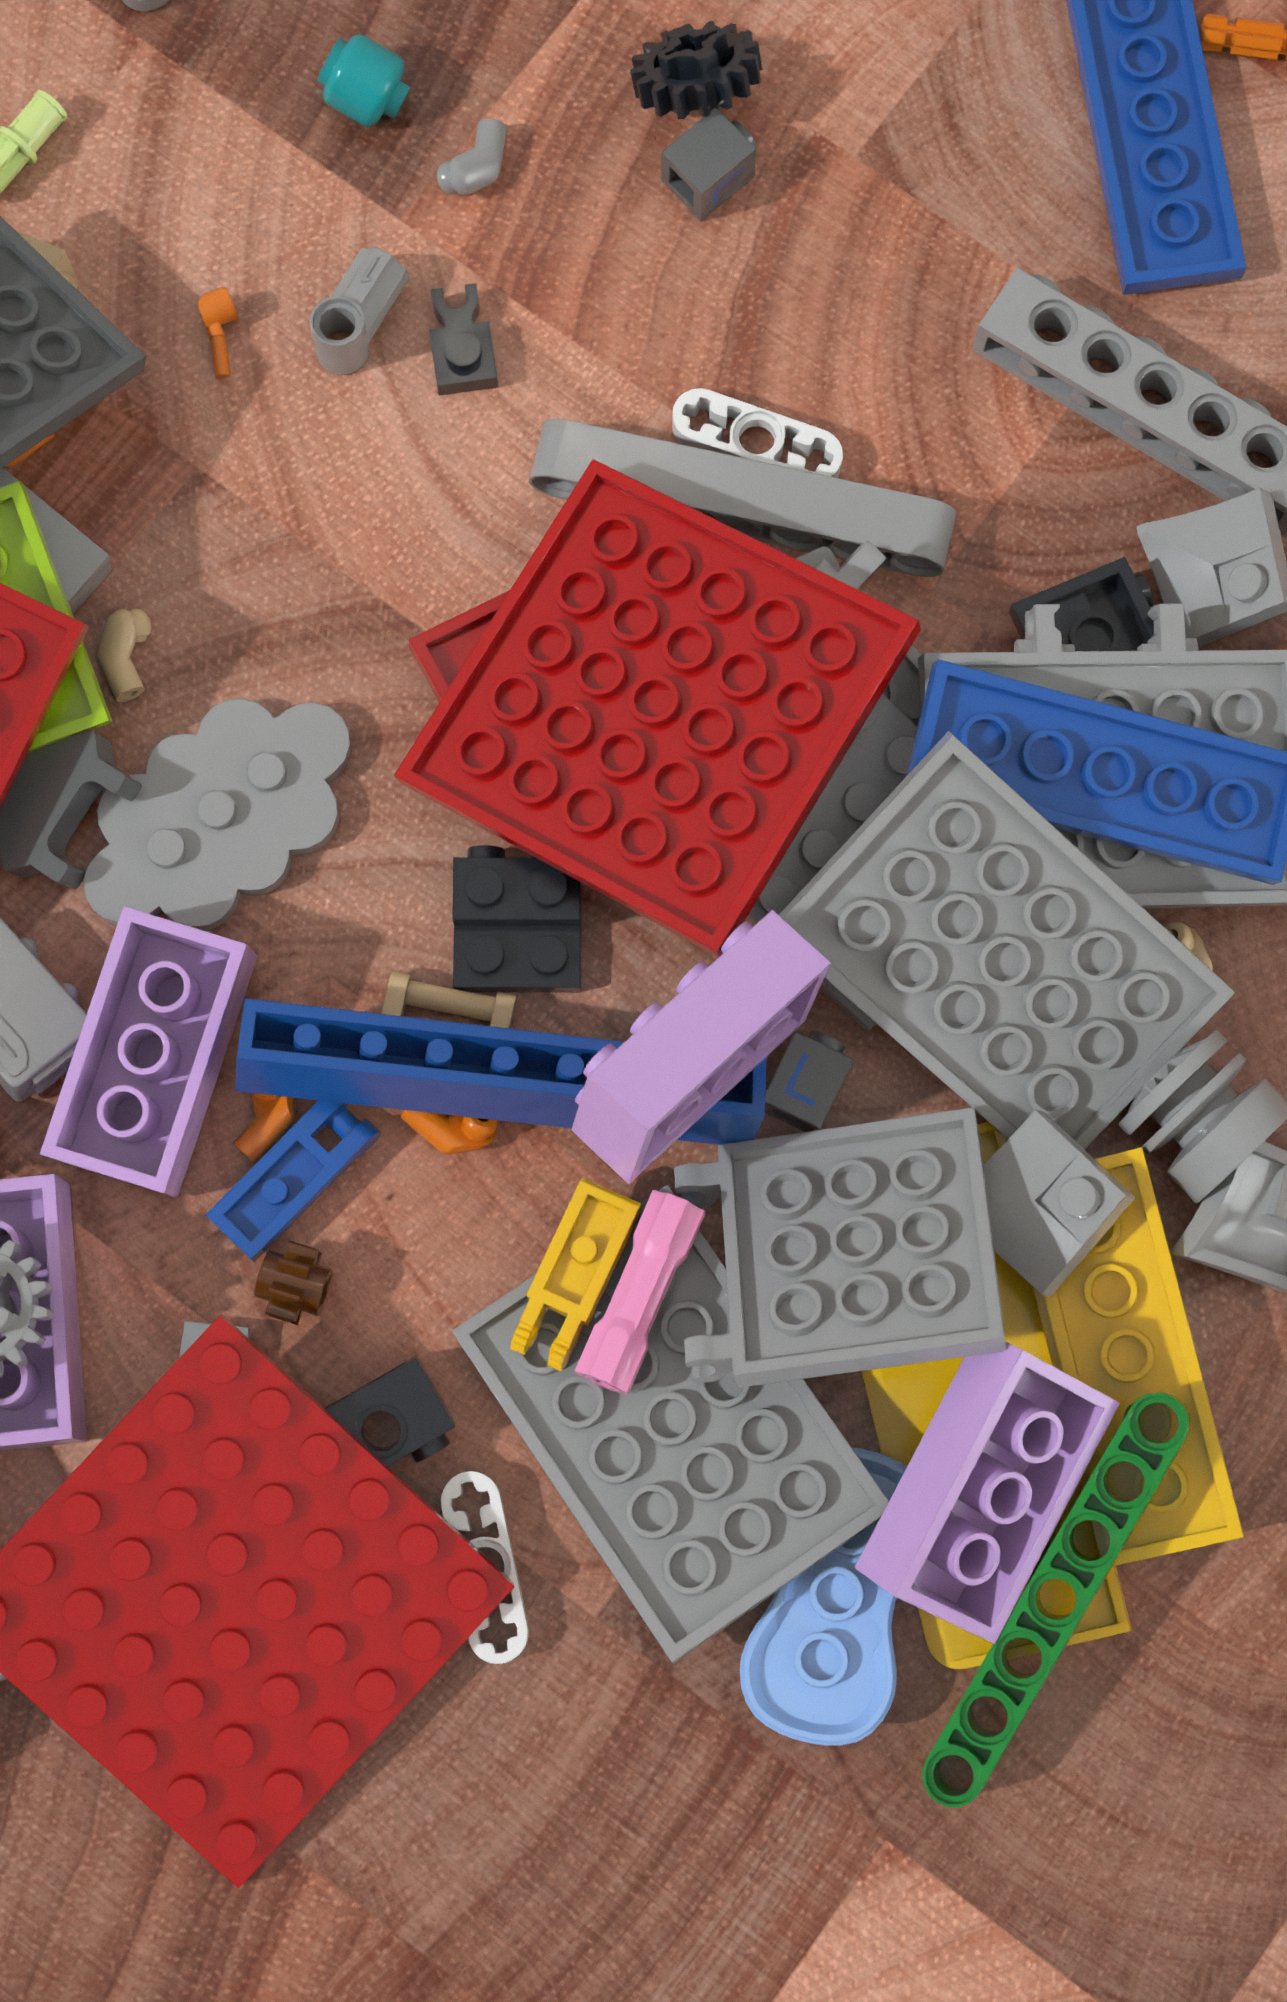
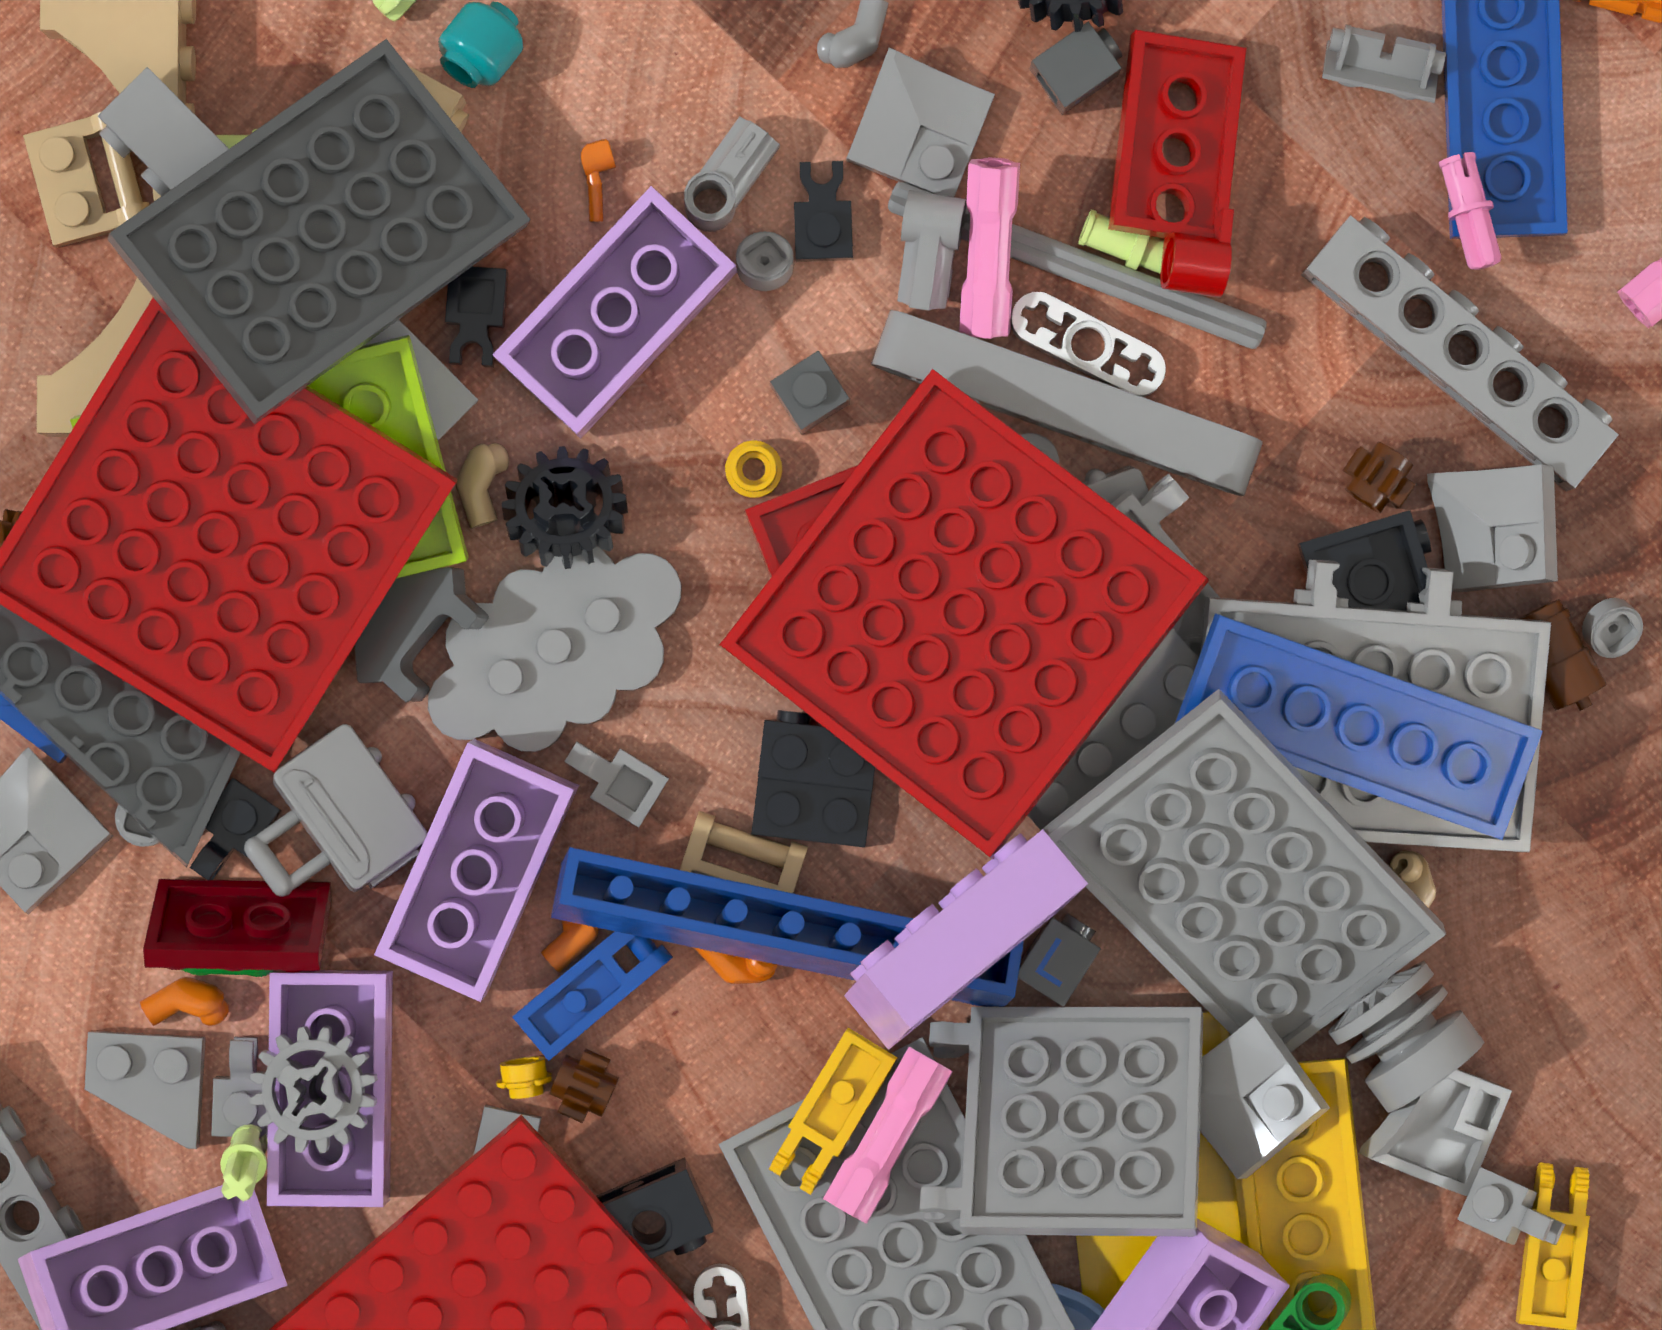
camera: 10 degrees right, 10 degrees up
(82, 207) = (480, 44): none -> teal head
(100, 469) = (476, 303): none -> black plate
(213, 660) = (564, 508): none -> black gear
(226, 1283) = (524, 1076): none -> yellow plate
(248, 452) = (615, 312): none -> lavender brick
(305, 949) = (623, 785): none -> light grey plate
(404, 392) = (764, 261): none -> light grey tile
(411, 588) = (753, 450): none -> yellow plate
(466, 514) = (810, 392): none -> dark grey brick
(552, 242) = (920, 125): none -> light grey plate
(577, 333) = (931, 235): none -> light grey piece
(637, 294) = (991, 206): none -> bright pink axle
(735, 362) = (1118, 281): none -> light grey axle
(797, 334) = (1133, 248): none -> yellowish green pin
(862, 315) = (1198, 246): none -> red hinge
(1005, 125) = (1357, 60): none -> light grey hinge
(1085, 533) = (1379, 477): none -> reddish brown gear
(1142, 248) = (1470, 211): none -> bright pink axle

